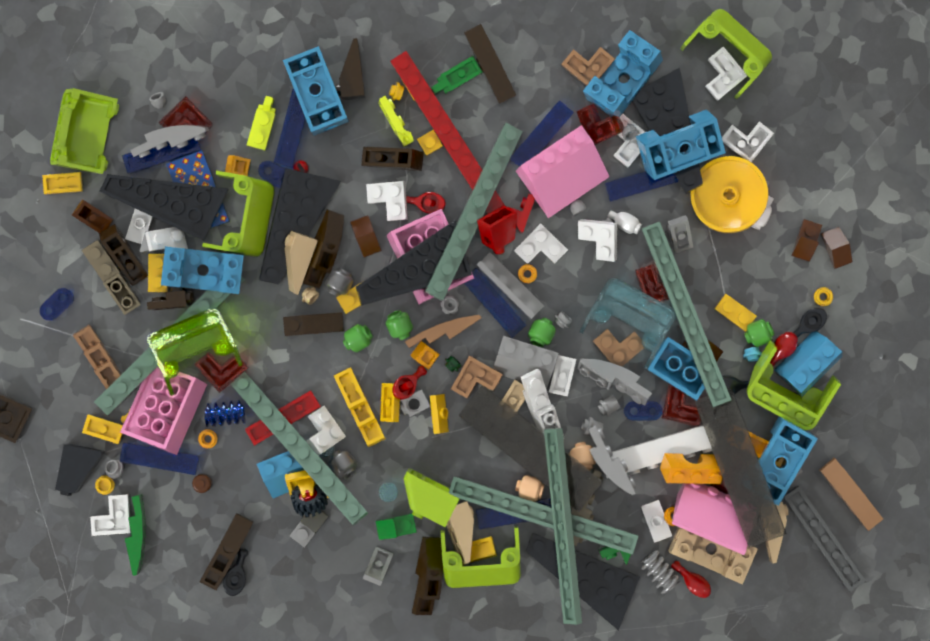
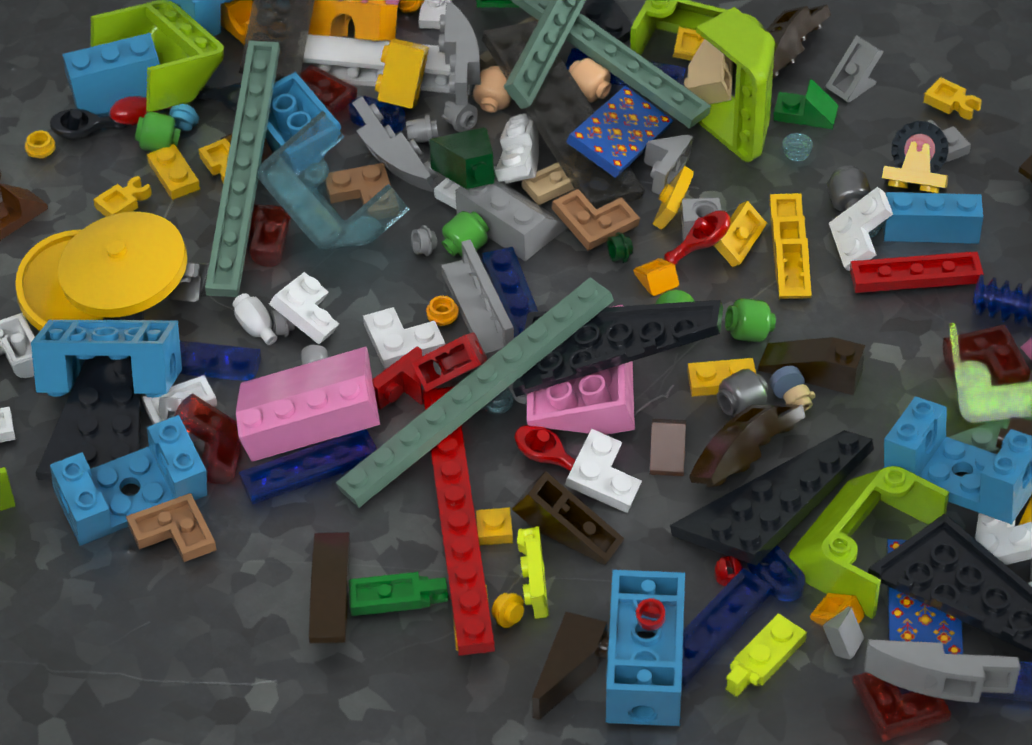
camera: 155 degrees left, 40 degrees down
(226, 150) = (844, 633): none -> light grey slope
(298, 255) = (792, 441): tan slope -> none
(299, 449) = (907, 203): sand green plate -> none
(312, 89) = (653, 609): none -> red hinge
(316, 571) = (949, 97): none -> yellow plate
(320, 303) = (785, 379): none -> sand blue tile
(449, 328) = (626, 285): medium nougat slope -> none
(454, 447) = (667, 159): none -> light grey slope
(489, 446) = (619, 131): none -> blue tile
(561, 373) = (464, 157): none -> dark green slope
(638, 435) = (402, 73): none -> yellow brick
(708, 207) = (122, 264): none -> yellow dish
(712, 330) = (216, 157): none -> yellow plate
(750, 272) = (121, 199): none -> yellow plate

